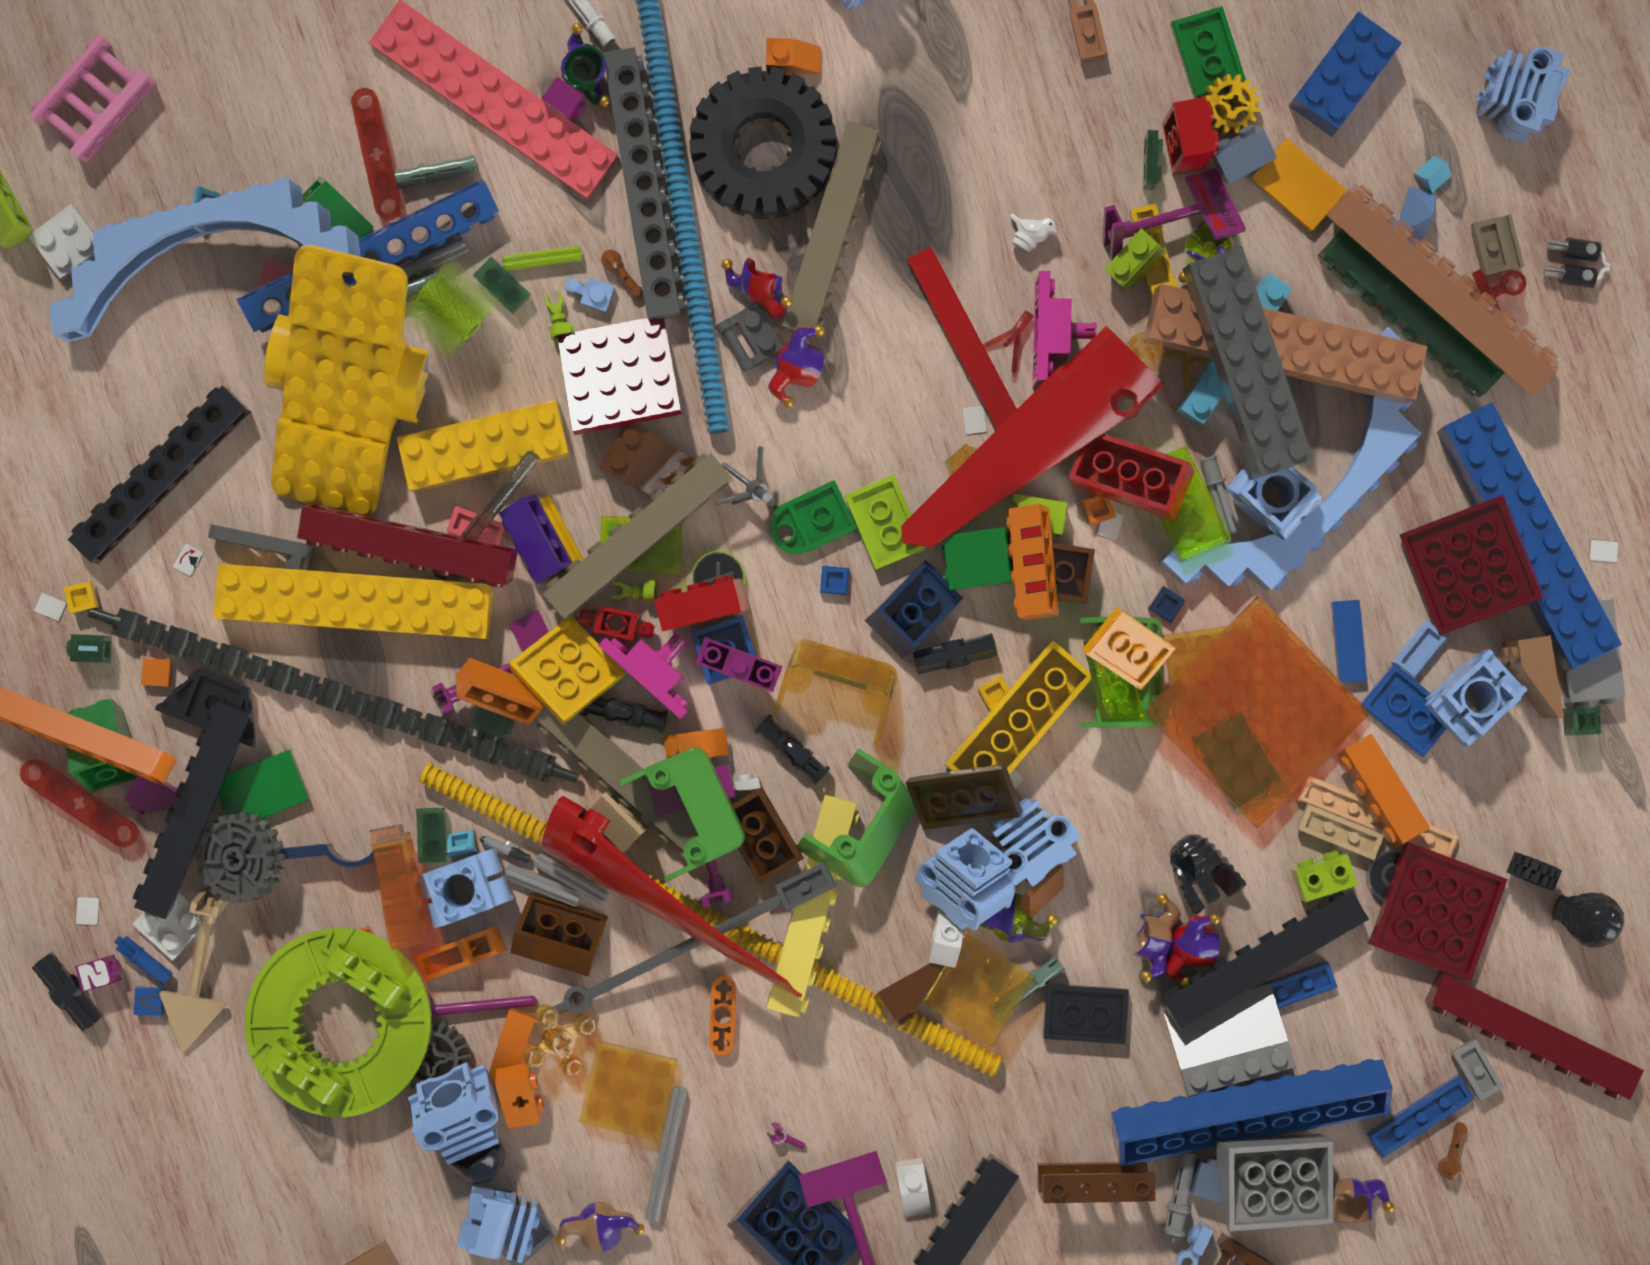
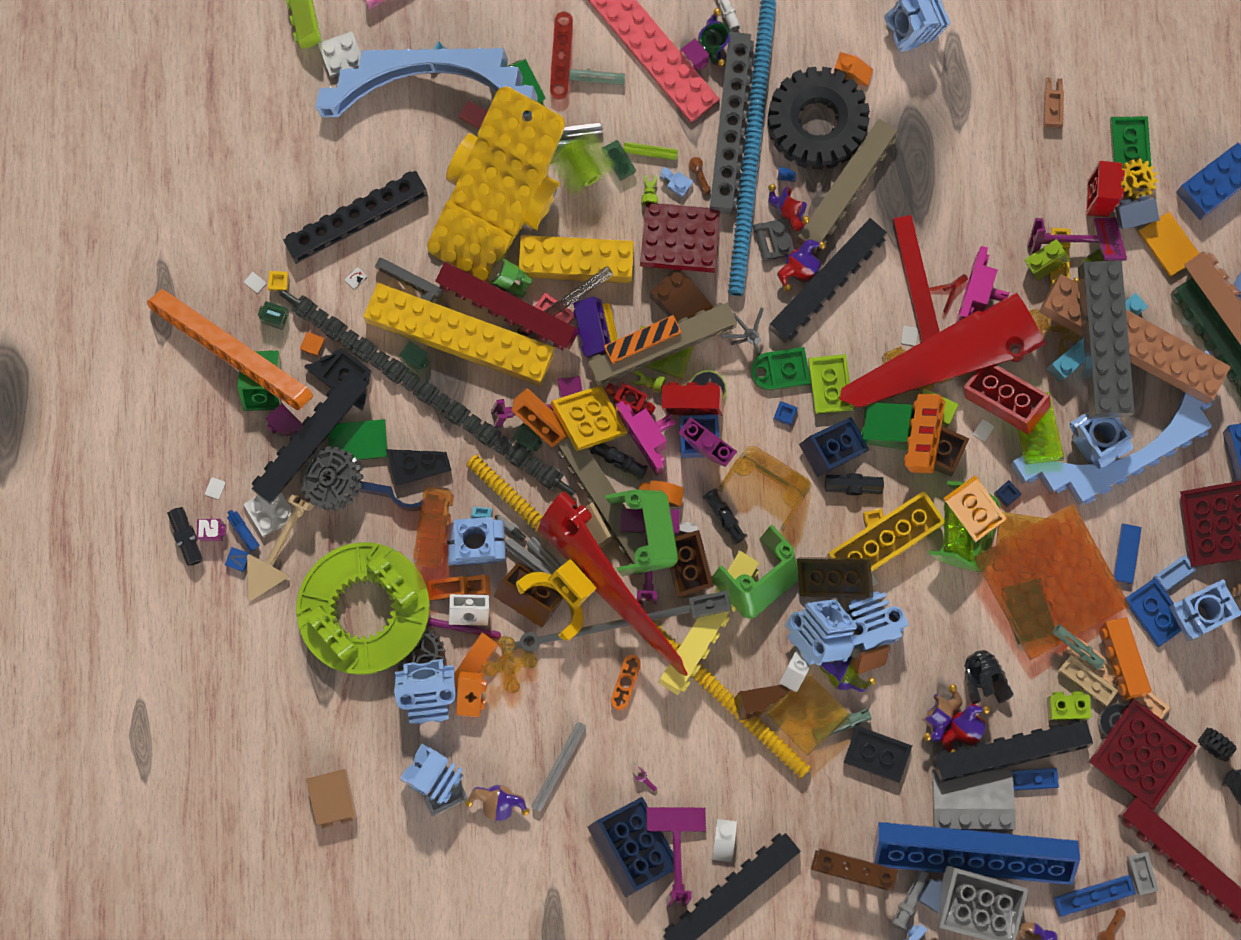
camera: 15 degrees right, 10 degrees down
(95, 815) = (242, 424): clear red piece -> none
(303, 650) = (414, 356): none -> clear green brick
(351, 801) = (416, 465): none -> black wing
(377, 241) = (622, 107): blue brick -> none
(391, 501) = (504, 274): none -> bright green piece
(431, 835) = (463, 501): clear green plate -> none
(481, 1165) = (430, 732): black cylinder -> none
(482, 982) = (468, 609): none -> white brick
(608, 541) = (642, 339): none -> orange tile
(610, 917) = (571, 584): none -> yellow piece
(628, 1090) = (546, 714): clear yellow plate -> none
(742, 238) = (786, 175): none -> blue tile
(841, 375) = (827, 280): none -> black brick
(1032, 232) = (981, 224): white animal -> none
(1098, 509) = (977, 417): orange tile -> none
(1151, 170) = (1076, 194): clear green plate -> none
(1219, 493) = (1063, 428): light grey axle -> none
(1317, 793) = (1095, 661): none -> sand green pin

